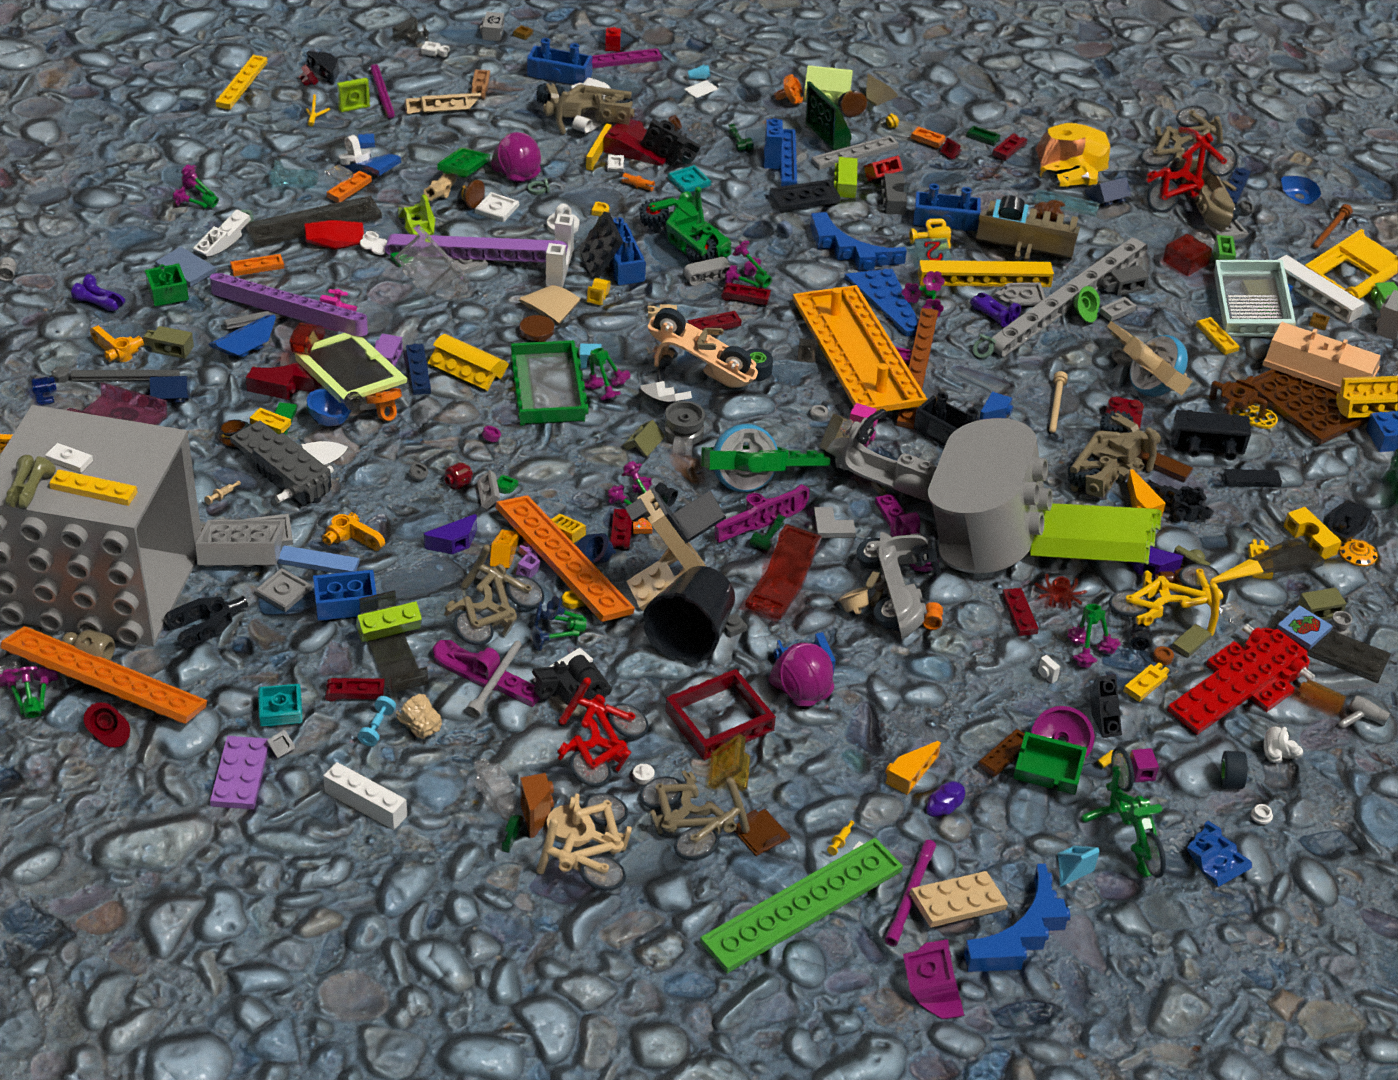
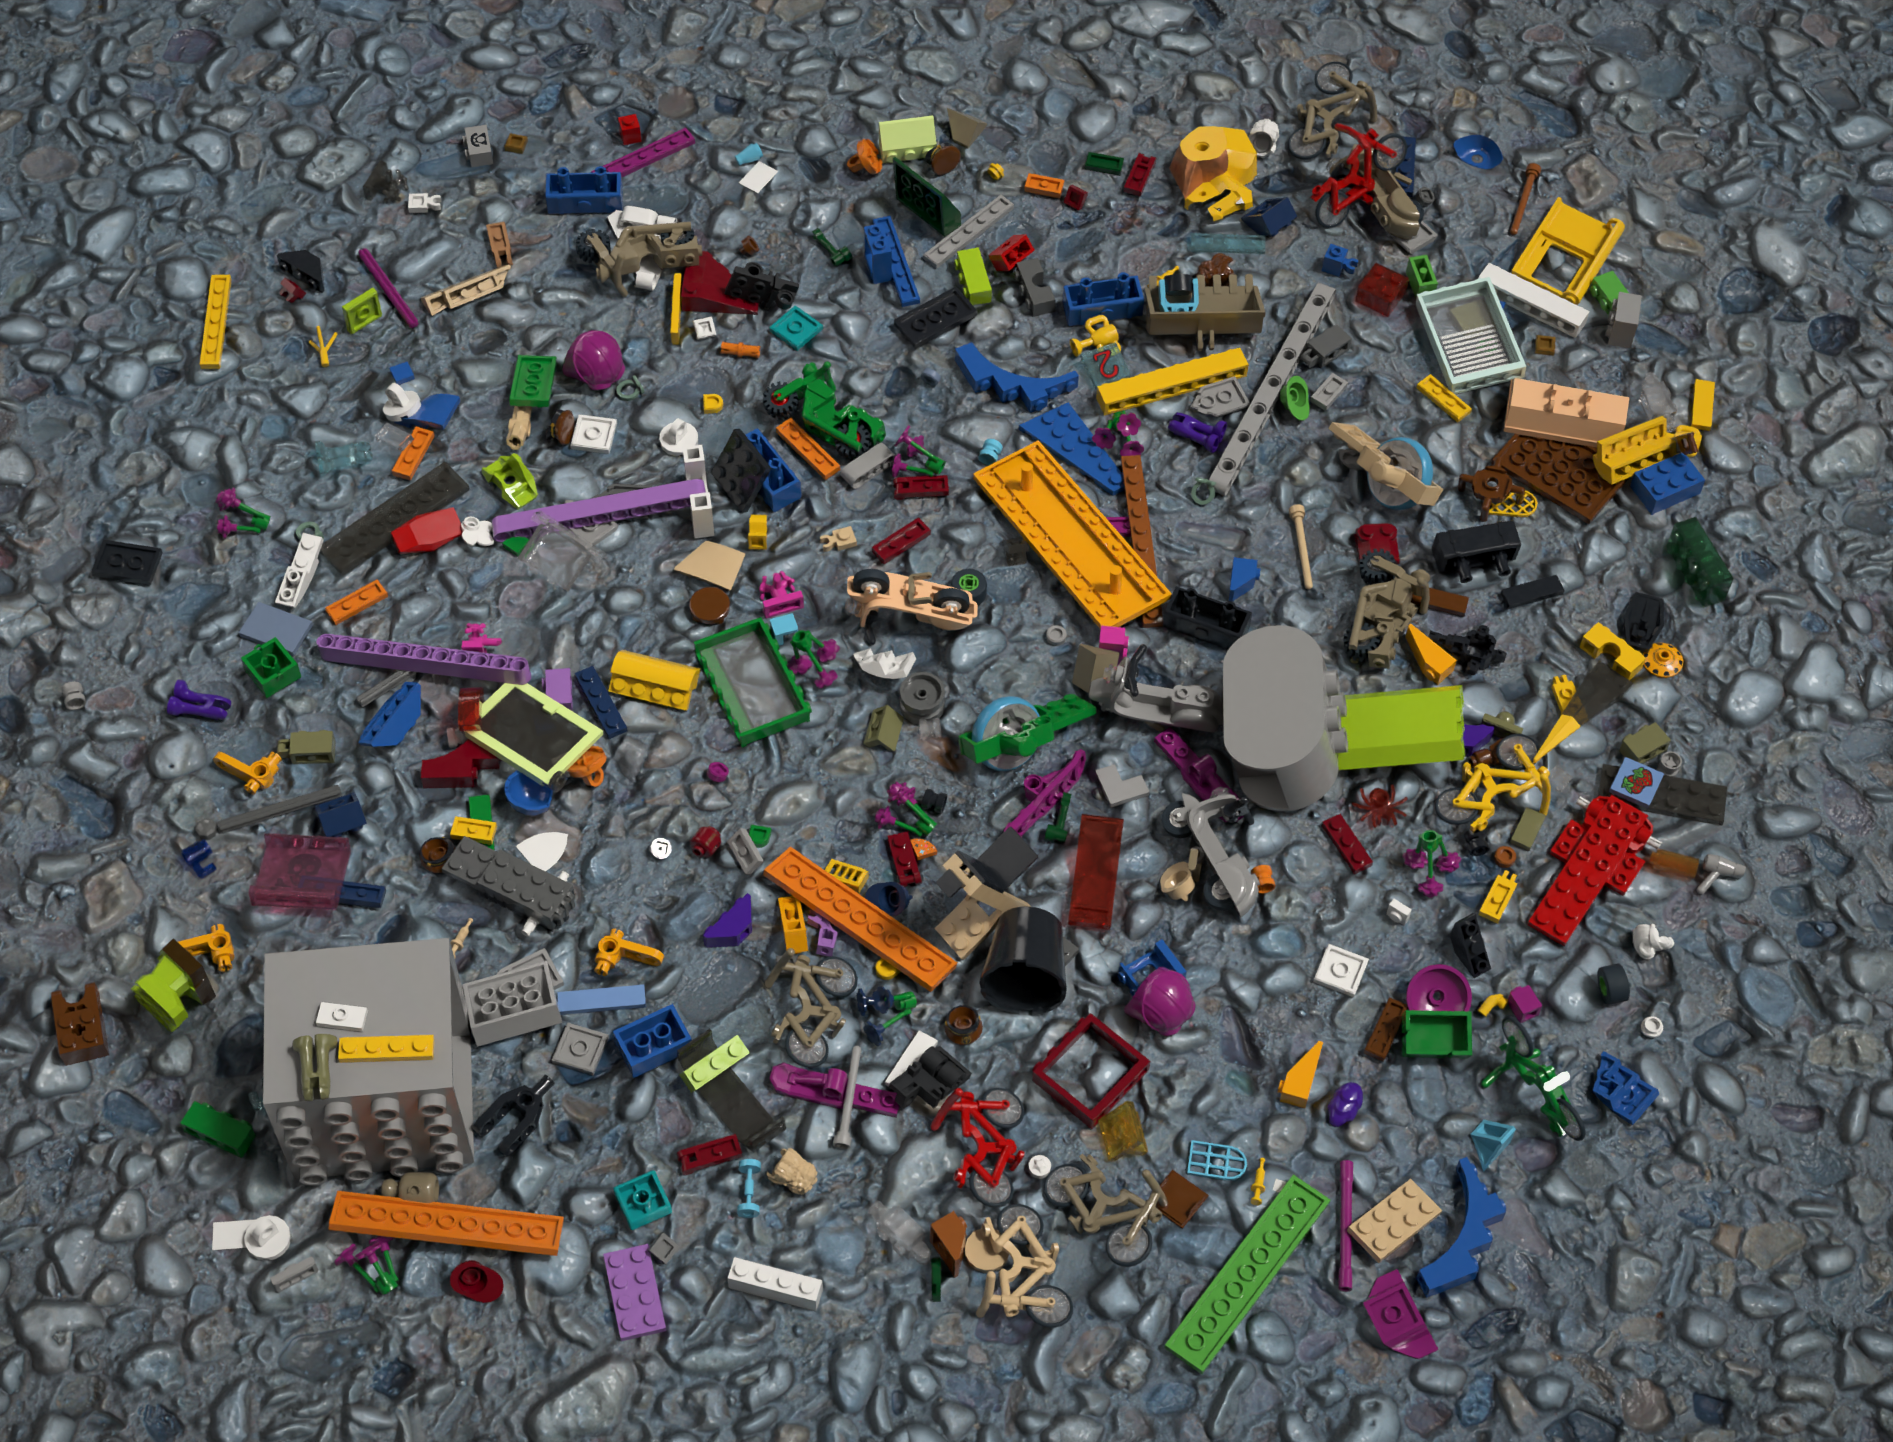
camera: 15 degrees left, 15 degrees up
(94, 201) = (127, 562): none -> black plate
(598, 333) = (781, 601): none -> dark pink piece
(620, 654) = (963, 1025): none -> reddish brown piece
(664, 250) = (808, 448): none -> orange plate
(814, 283) = (990, 451): none -> medium azure wheel
(814, 820) = (1208, 1154): none -> medium azure window
(979, 700) = (1341, 970): none -> white tile
(1121, 143) = (1264, 137): none -> white hair
(1155, 229) = (1336, 260): none -> blue brick

